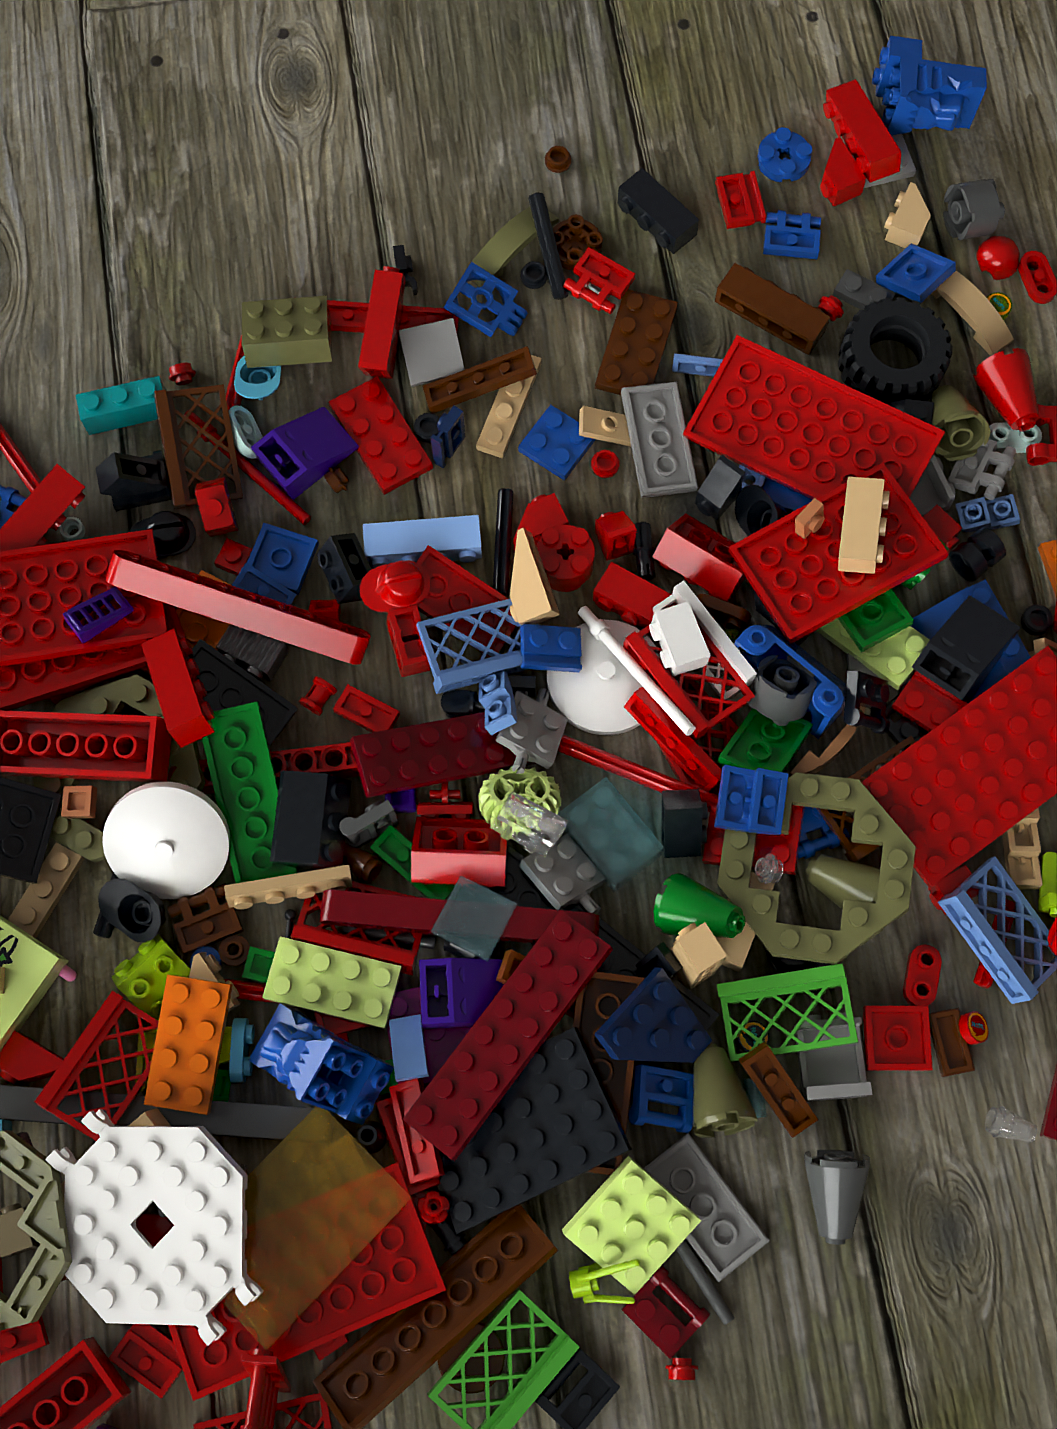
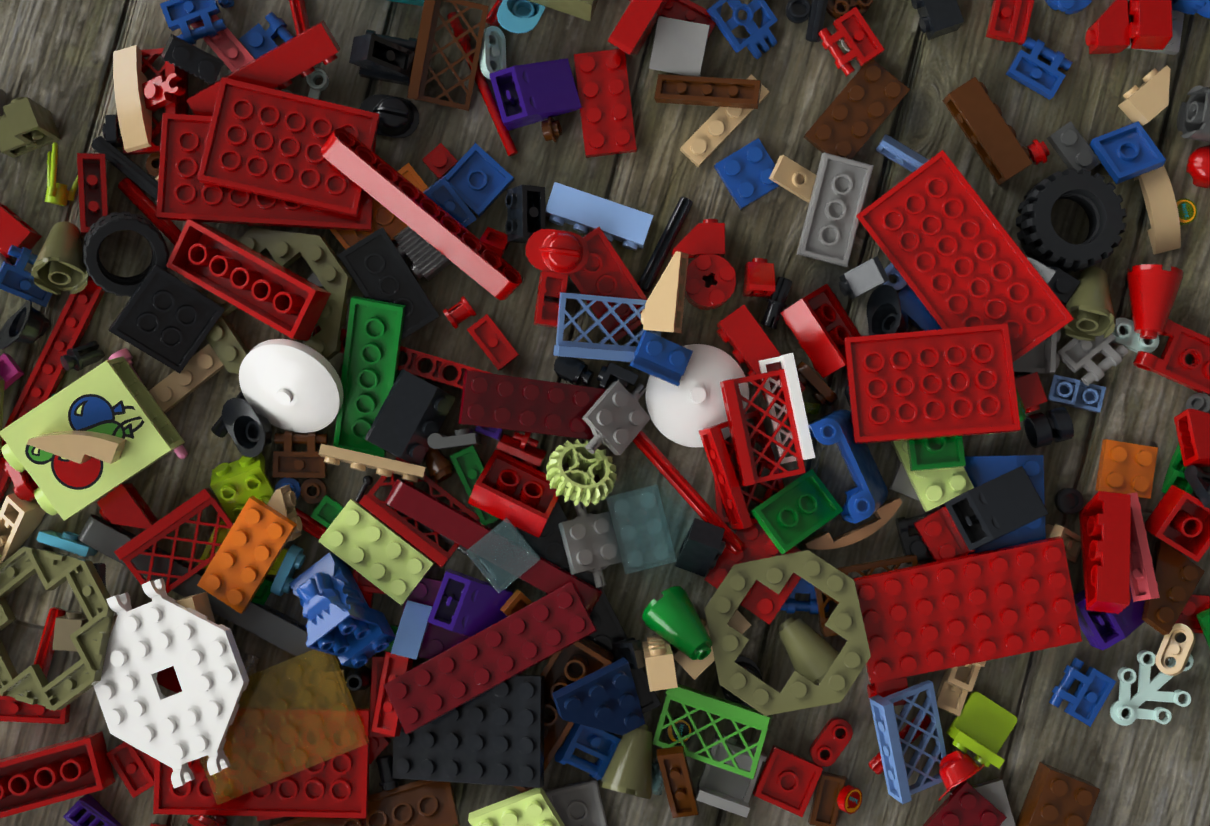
camera: 25 degrees right, 15 degrees up
(79, 802) = (235, 323): nougat plate -> none
(95, 627) = (308, 183): dark purple slope -> none
(177, 687) = (344, 268): red brick -> none
(216, 507) = (440, 114): red torso -> none
(426, 426) = (647, 113): black tile -> none
(433, 1216) = (375, 750): red plate -> none
(450, 435) = (663, 129): dark blue plate -> none
(498, 701) = (599, 385): medium blue slope -> none
(535, 825) = (576, 502): clear plate -> none
(601, 631) = (708, 359): white bar -> none
(605, 464) = (780, 211): red plate -> none
(679, 638) = (766, 402): white brick -> none
(751, 800) = (761, 558): blue slope -> none
(768, 869) = (749, 616): clear plate -> none
(782, 689) = (830, 475): dark grey brick -> none
(810, 518) = (921, 349): nougat plate -> none
(863, 525) = (962, 374): tan brick -> none
(870, 693) = (895, 508): black plate -> none

